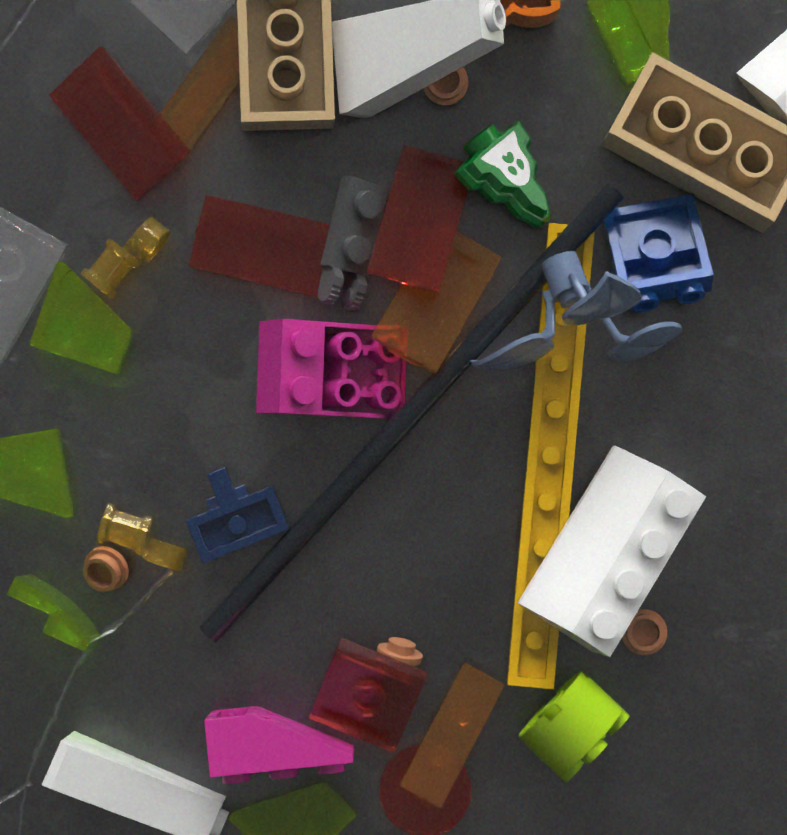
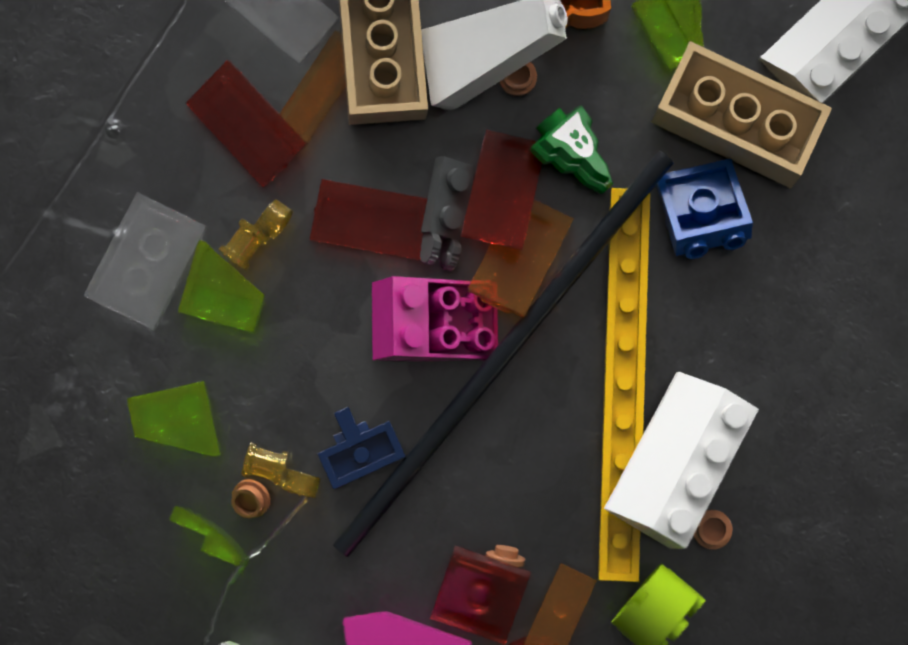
camera: 10 degrees left, 5 degrees down
(572, 290) = (666, 242): sand blue plant -> none

